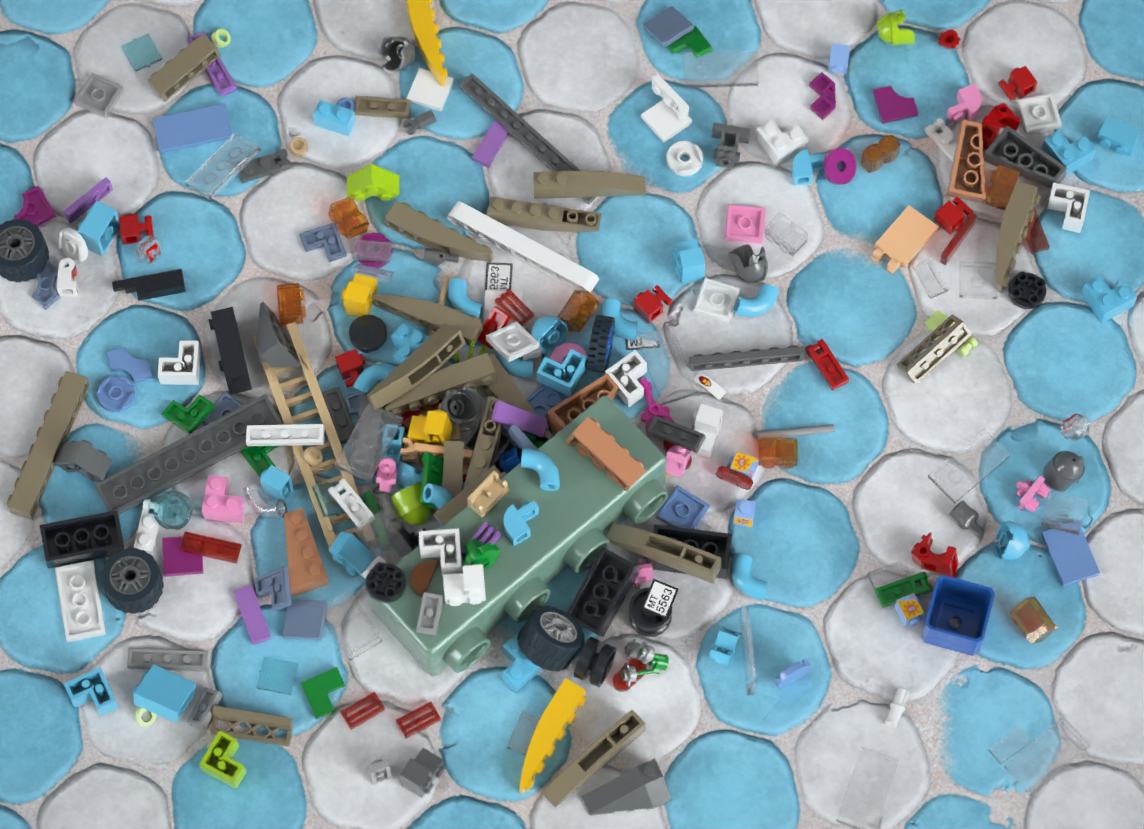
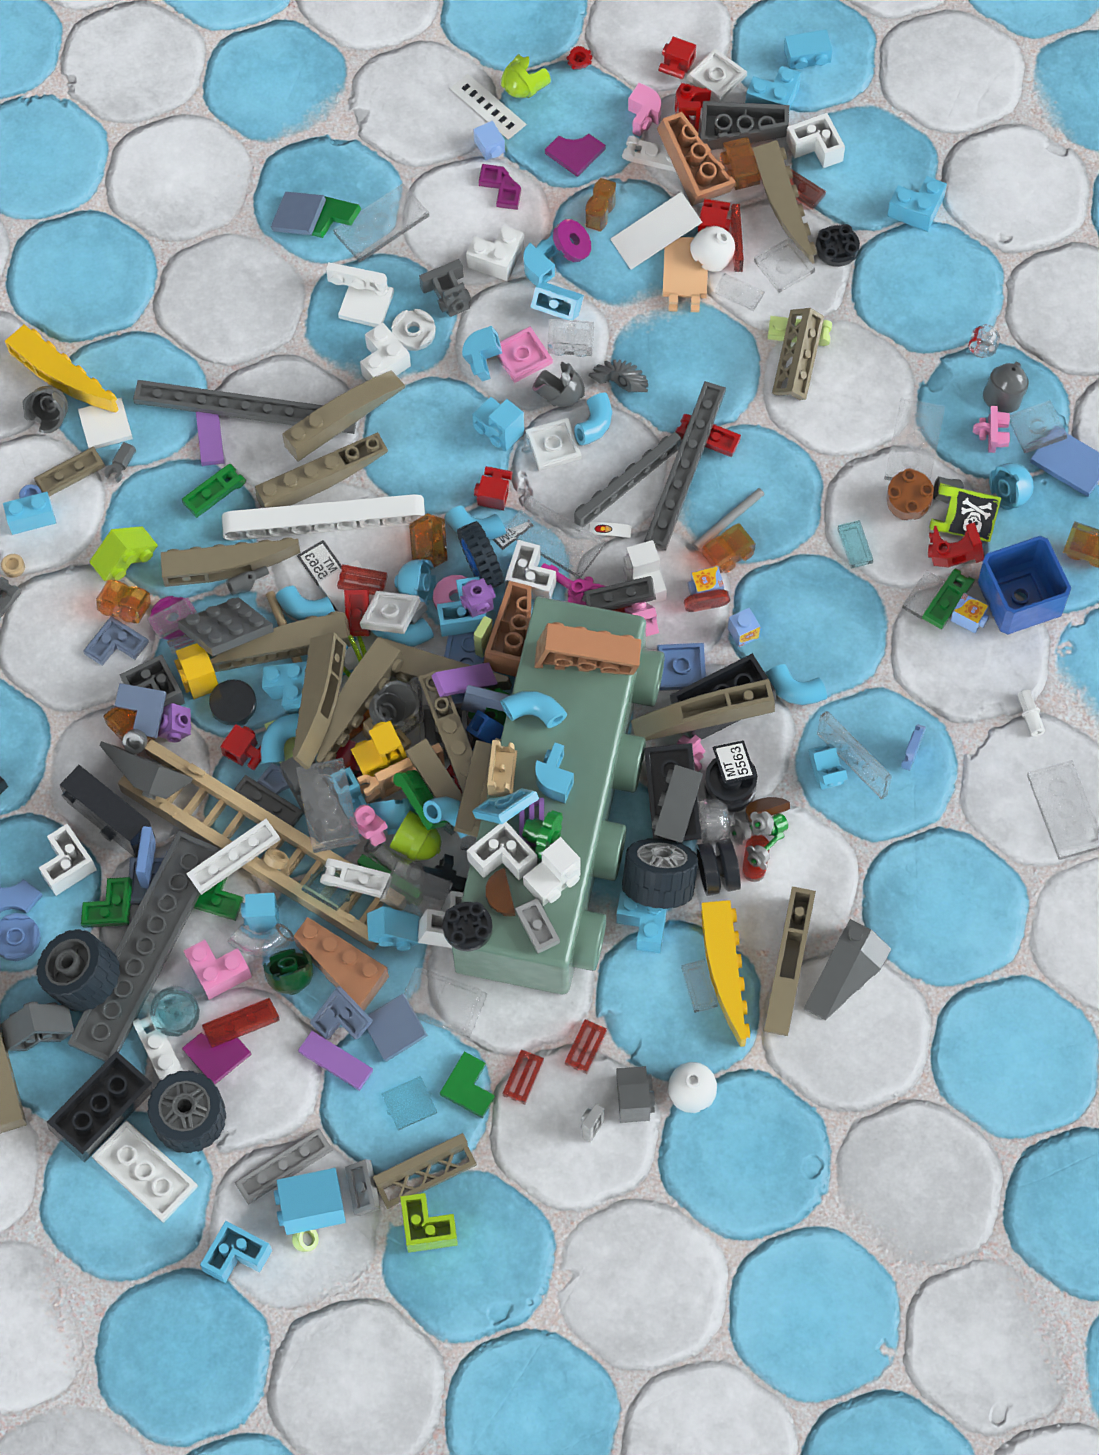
camera: 35 degrees left, 0 degrees up
(133, 441) = (78, 970): none -> black wheel
(230, 397) = (145, 857): none -> medium blue tile
(264, 535) = (289, 971): none -> dark green cylinder
(282, 316) = (134, 741): none -> dark grey tile
(307, 297) = (146, 702): none -> sand blue tile
(318, 321) = (175, 723): none -> medium lavender brick
(327, 283) = (155, 675): none -> dark grey brick
(398, 278) = (225, 626): none -> dark grey plate
(465, 181) = (213, 490): none -> green plate
(465, 520) = (504, 808): none -> medium azure tile
(465, 796) = (692, 1087): none -> white cylinder
(559, 395) = (482, 636): none -> yellowish green tile
(572, 369) = (477, 597): none -> medium lavender brick
(596, 600) = (677, 803): none -> dark grey brick
(617, 629) = (714, 820): none -> clear cylinder
(649, 165) = (386, 353): none -> white brick
(663, 645) = (769, 804): none -> reddish brown tile
(715, 200) = (479, 347): none -> medium azure brick
(793, 374) = (685, 465): none -> dark grey tile
(795, 202) = (557, 301): none -> medium azure brick
(802, 283) = (622, 374): none -> dark grey hair
(859, 33) = (488, 106): none -> white sticker
(869, 508) = (855, 544): none -> clear light blue tile
(904, 197) = (656, 230): none -> white sticker
(932, 499) = (909, 494): none -> dark orange brick
(933, 235) = (713, 248): none -> white cylinder
(965, 537) = (966, 508): none -> flag

